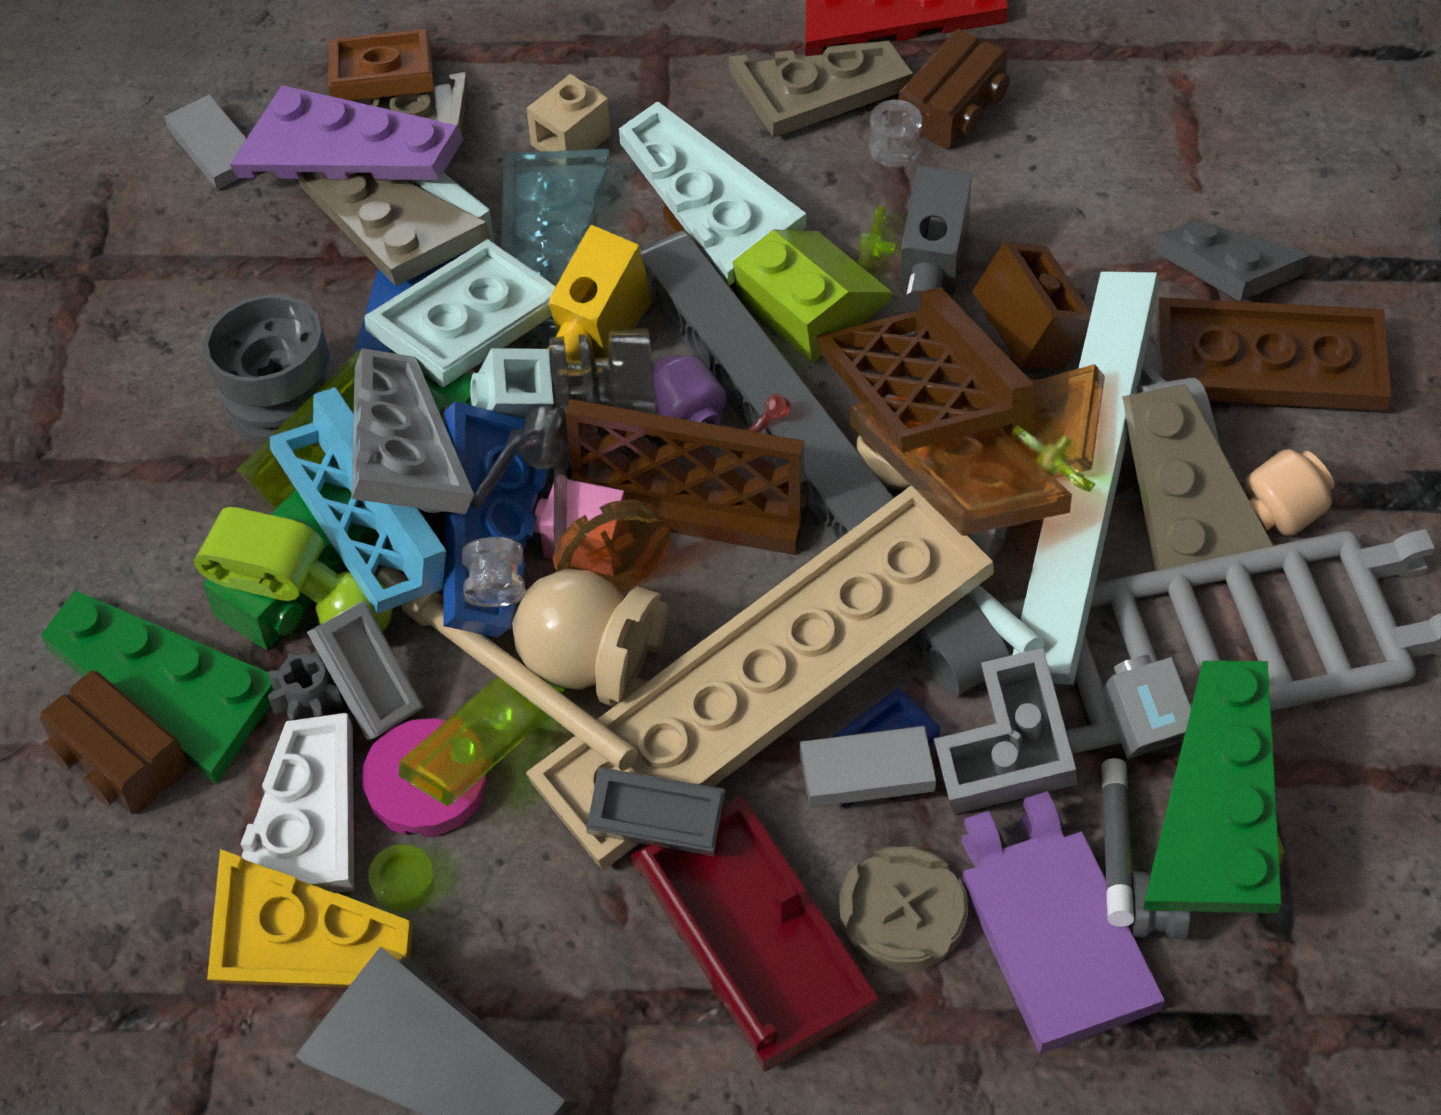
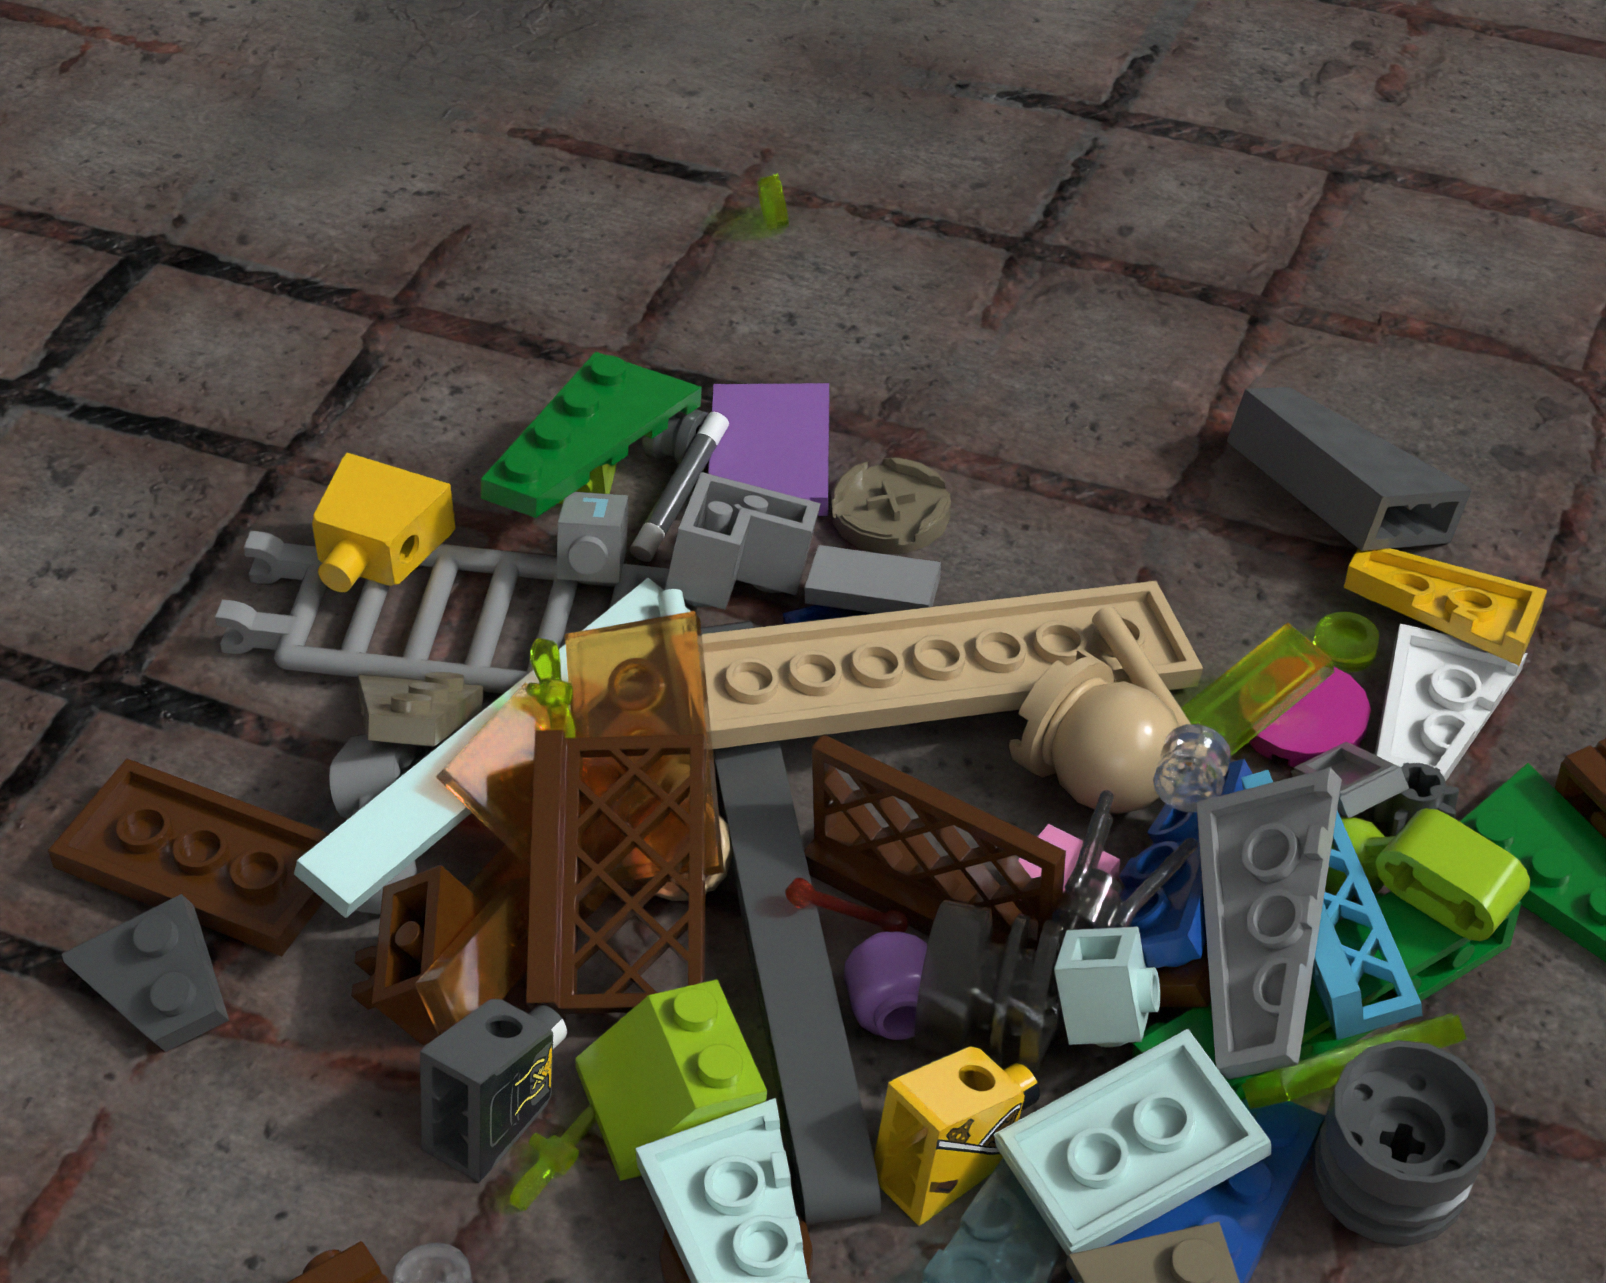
camera: 160 degrees left, 10 degrees down
(617, 545) = (1048, 794): clear orange tile -> none
(655, 811) = (1091, 578): dark grey tile -> none
(758, 938) = (1035, 506): dark red container -> none
(988, 279) = (481, 960): none -> clear orange tile
(1290, 491) = (308, 703): light nougat head -> none
(1359, 654) = (378, 523): none -> yellow torso

